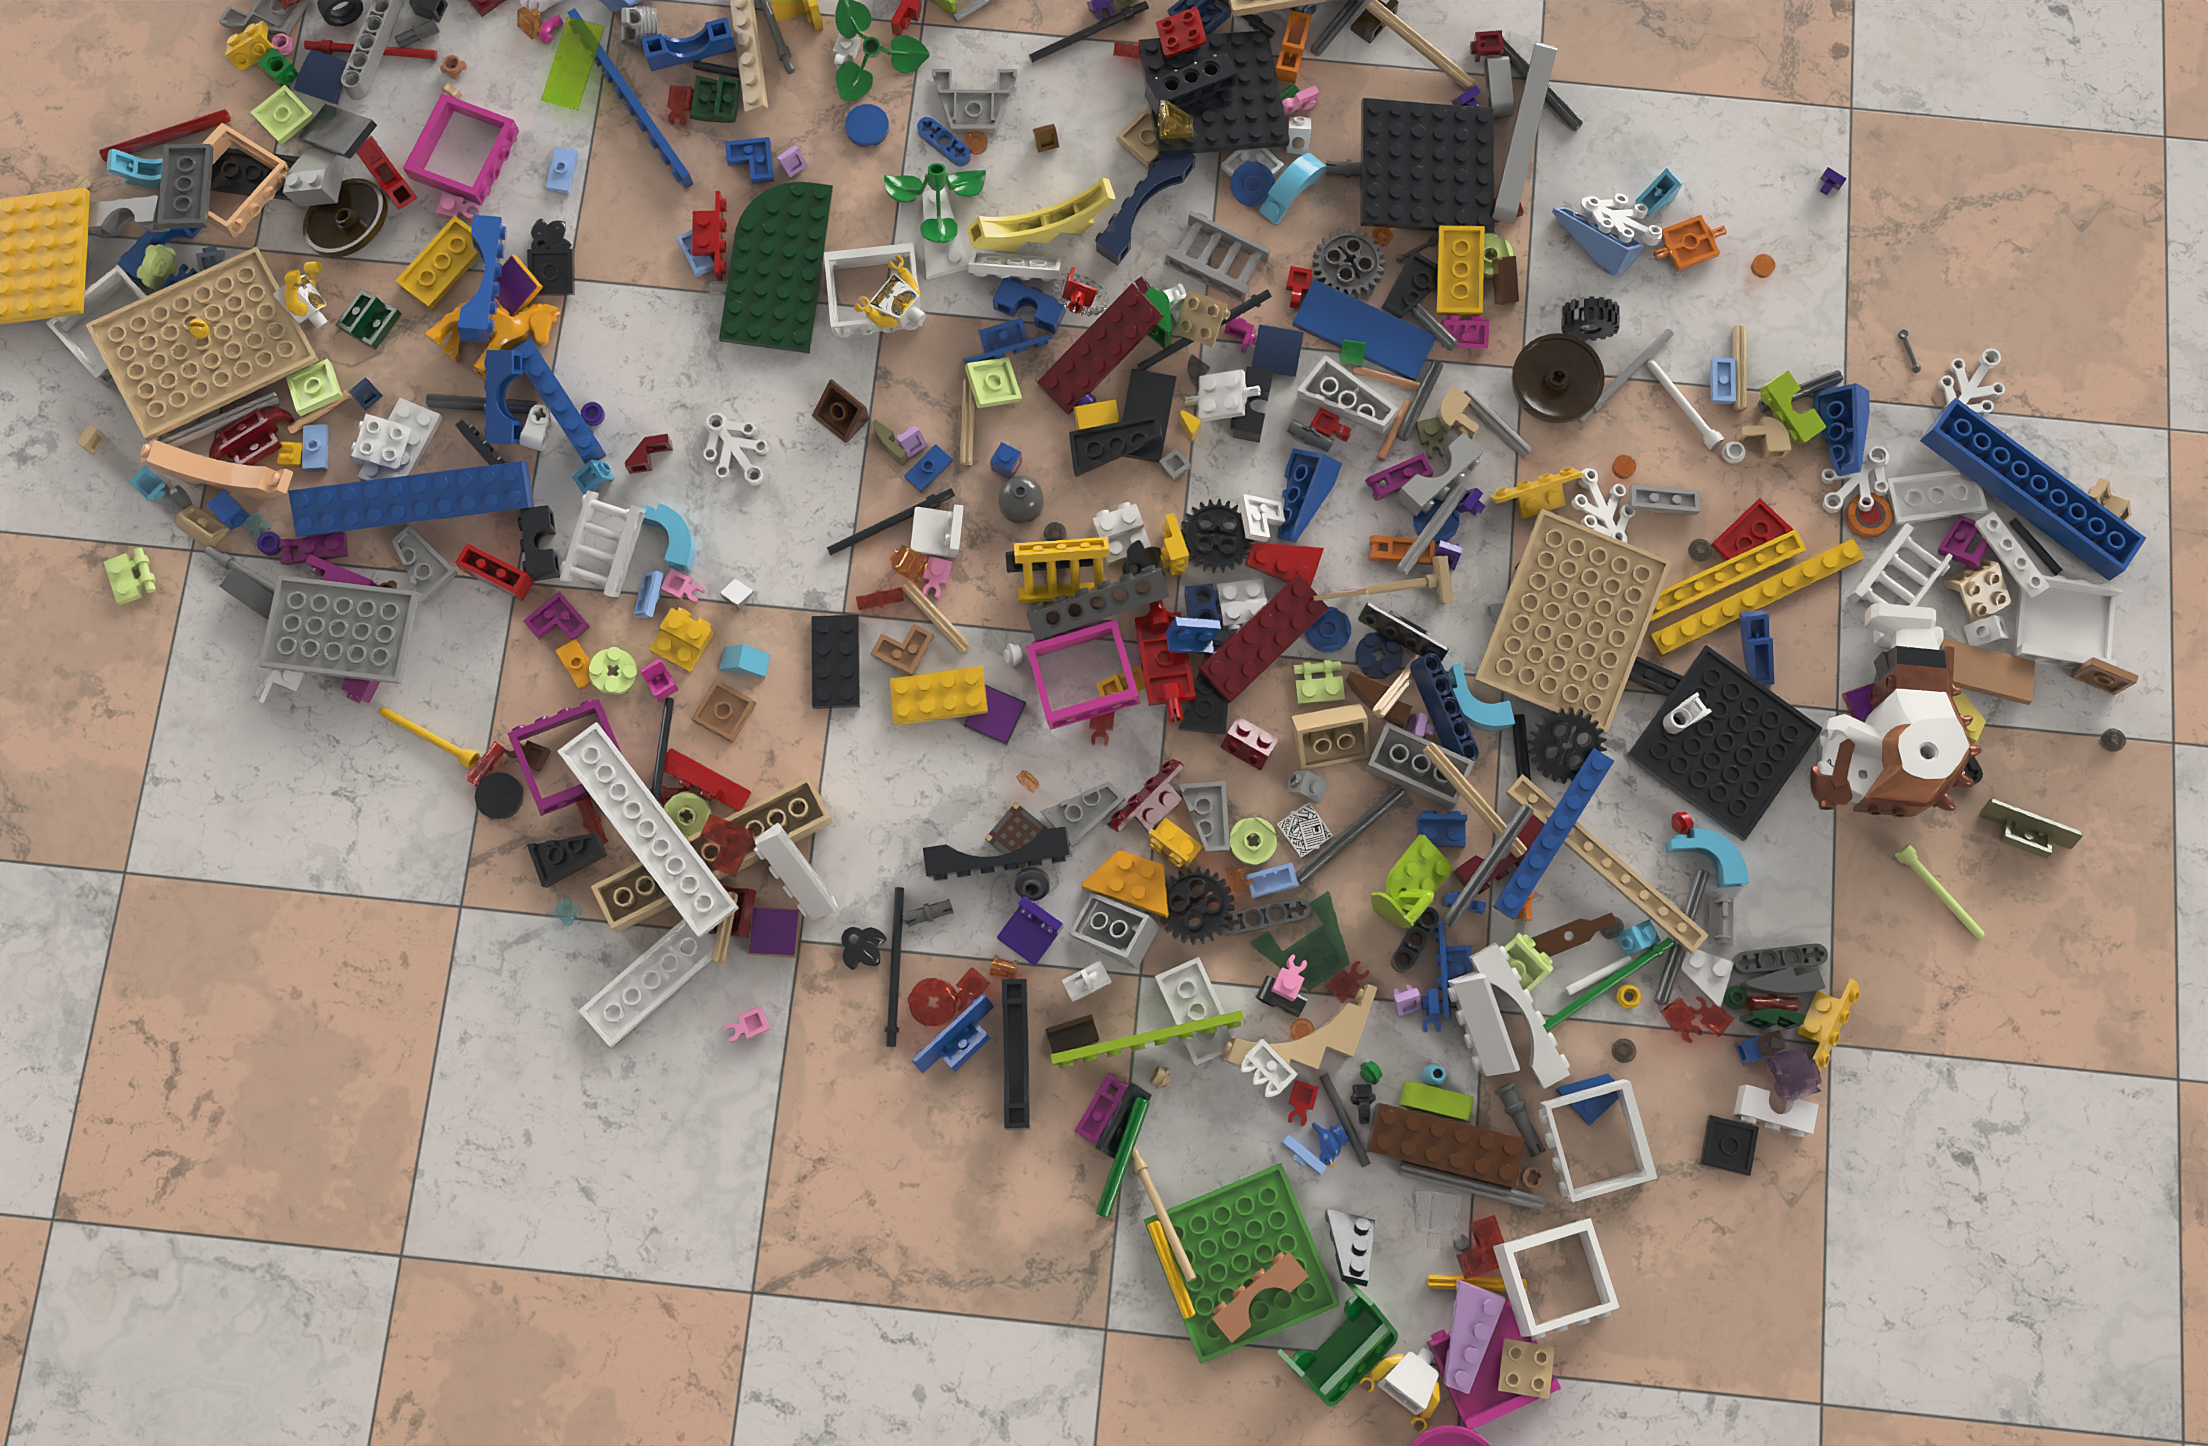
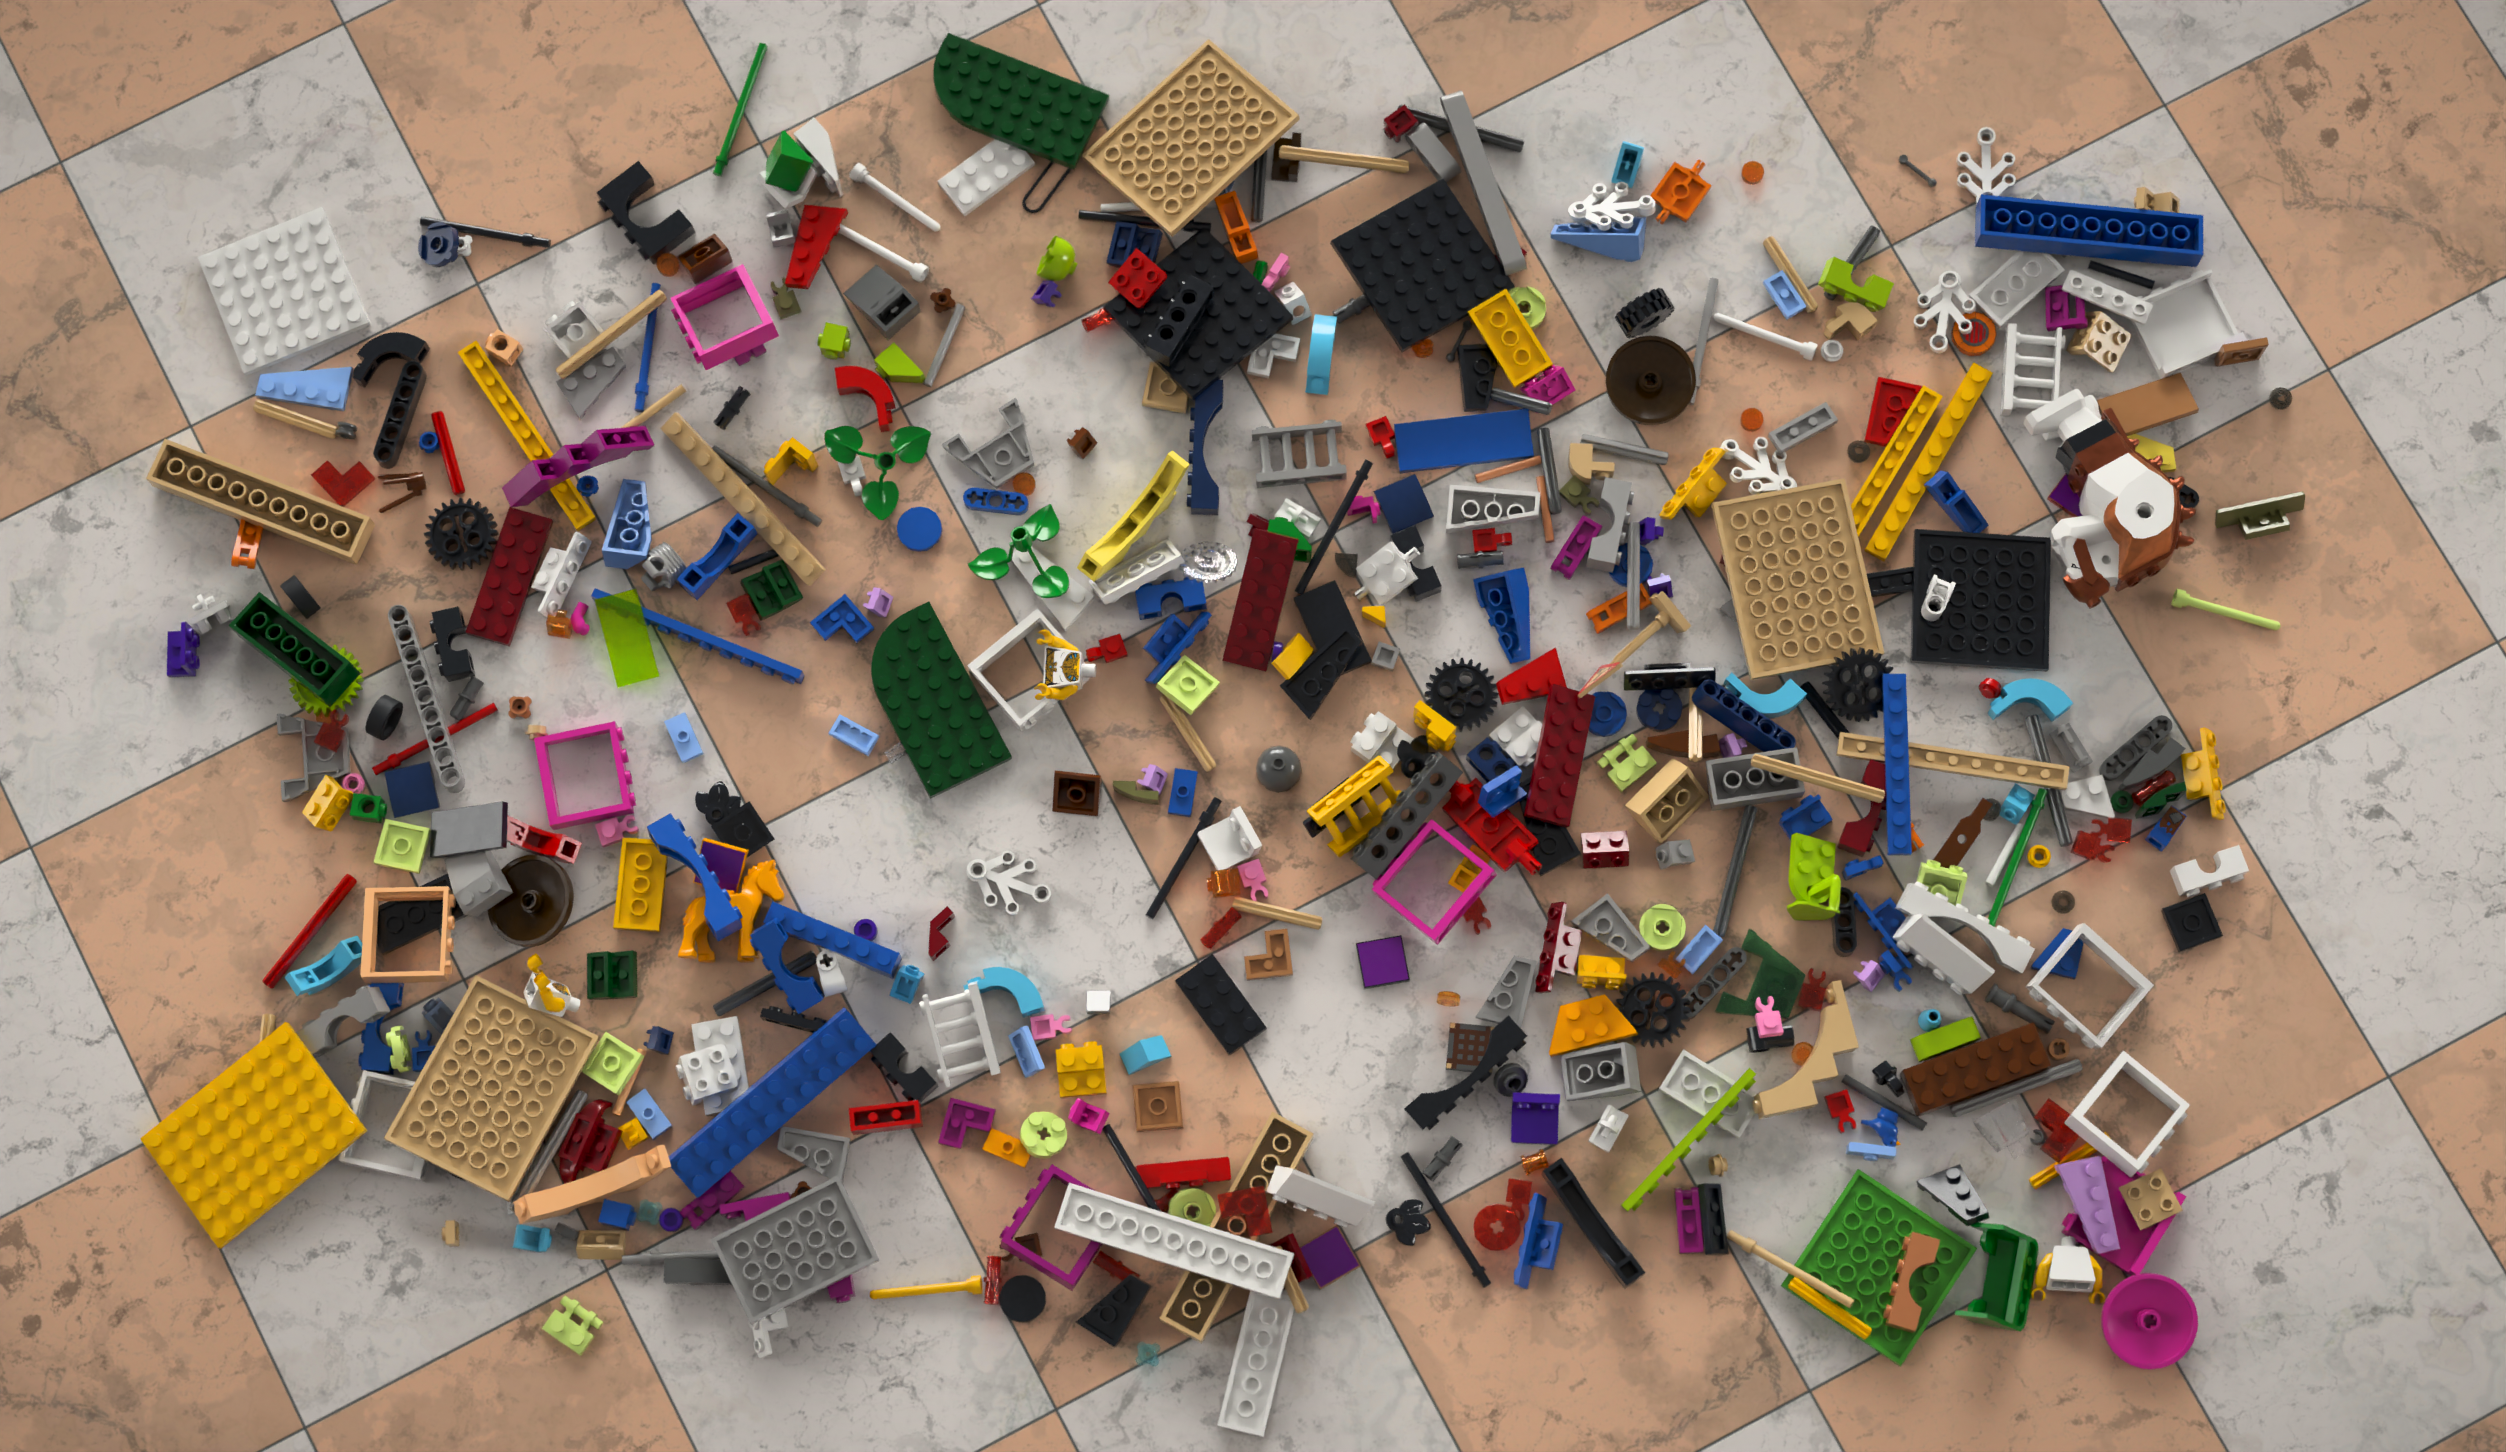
camera: 30 degrees left, 0 degrees up
(185, 186) = (384, 963): dark grey plate -> none
(196, 331) = (485, 1081): yellow hinge -> none
(708, 234) = (854, 713): red bracket -> none
(751, 1023) = (1363, 1342): bright pink plate -> none
(938, 695) = (1326, 977): yellow plate -> none
(952, 315) = (1110, 648): none -> red plate
(1006, 460) = (1245, 744): blue brick -> none
(1013, 655) = (1363, 903): white plate -> none
(1055, 526) = (1326, 772): clear smoke plate -> none
(1072, 1034) = (1625, 1178): dark brown panel -> none
(1078, 293) = (1211, 564): red bracket -> none
(1122, 1157) = (1732, 1247): green axle -> none
(1126, 14) = (1073, 288): black bar -> none
(1173, 122) = (1189, 364): clear yellow slope -> none
(1201, 318) = (1326, 519): tan hinge -> none
(1251, 183) = (1285, 372): blue tile -> none
(1257, 515) = (1484, 656): white plate -> none
(1268, 1068) = (1801, 1099): white plate -> none
(1304, 830) = (1696, 891): white piece -> none
(1352, 352) = (1467, 465): green plate -> none
(1366, 254) = (1421, 373): flat silver gear -> none
(1370, 1072) = (1879, 1051): green plate -> none
(1467, 98) = (1414, 182): dark purple tile -> none
(1488, 866) = (1863, 824): dark grey axle -> none
(1505, 279) = (1551, 322): reddish brown panel -> none
(1794, 1073) = (2205, 833): clear purple brick -> none
(1831, 180) = (1761, 62): dark purple tile -> none
(1846, 418) = (1903, 264): blue wedge -> none
(1986, 630) = (2127, 372): white bracket -> none

